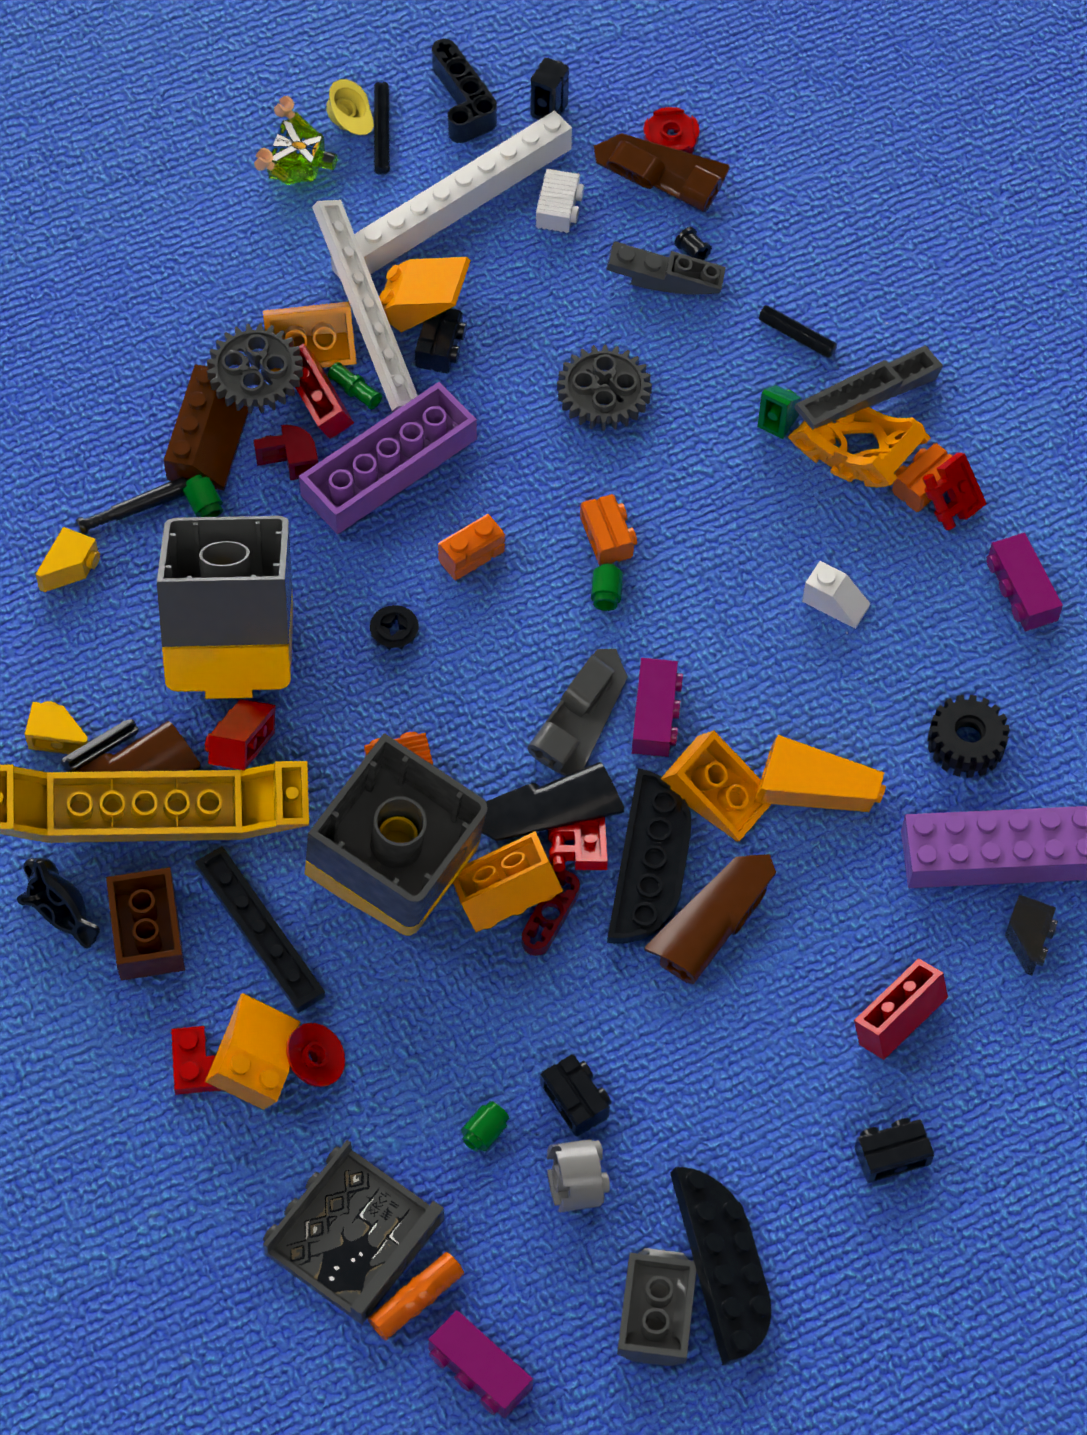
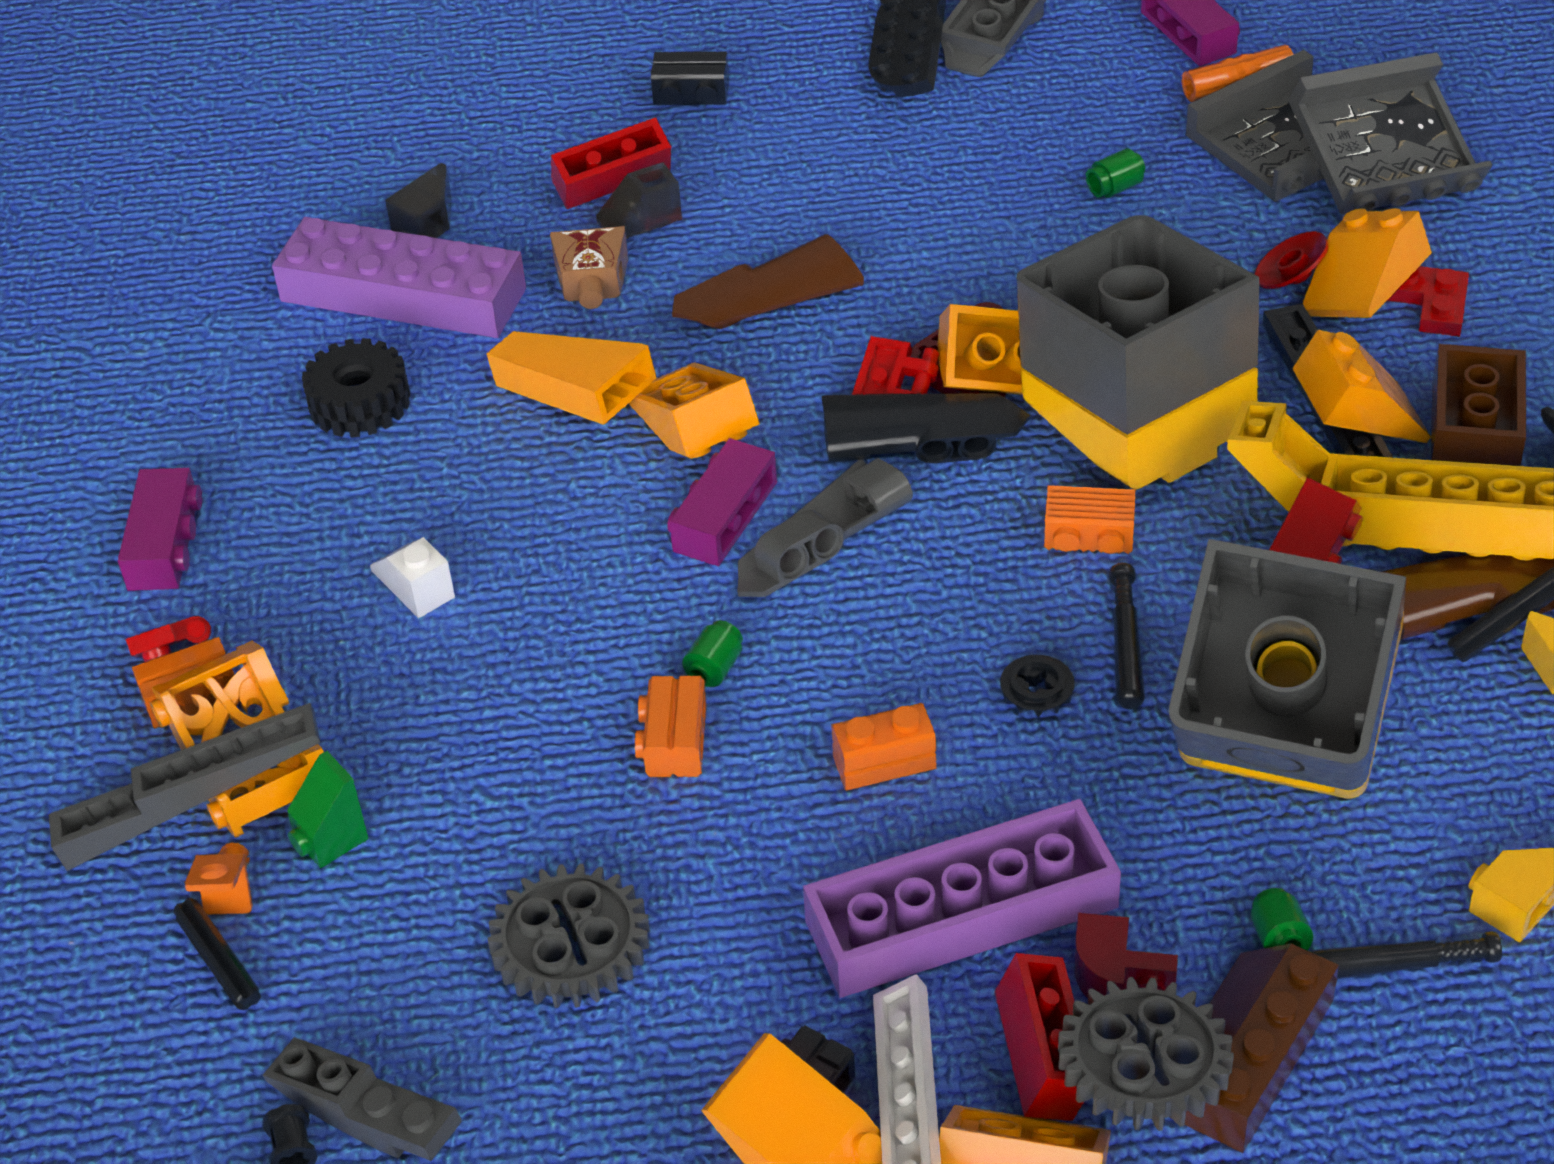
camera: 155 degrees left, 15 degrees down
(229, 904) = (1354, 389): none -> light orange slope
(262, 1203) = (1384, 134): none -> dark grey panel
(343, 665) = (1128, 663): none -> black piece
(354, 385) = (972, 1053): green pin -> none
(575, 1094) = (1003, 178): black brick -> none
(577, 1175) = (1034, 105): light grey brick -> none
(651, 861) = (813, 357): black plate -> none
(815, 355) = (222, 880): none -> orange bracket
(852, 974) = (643, 201): none -> clear smoke slope
(864, 903) = (590, 263): none -> medium nougat torso

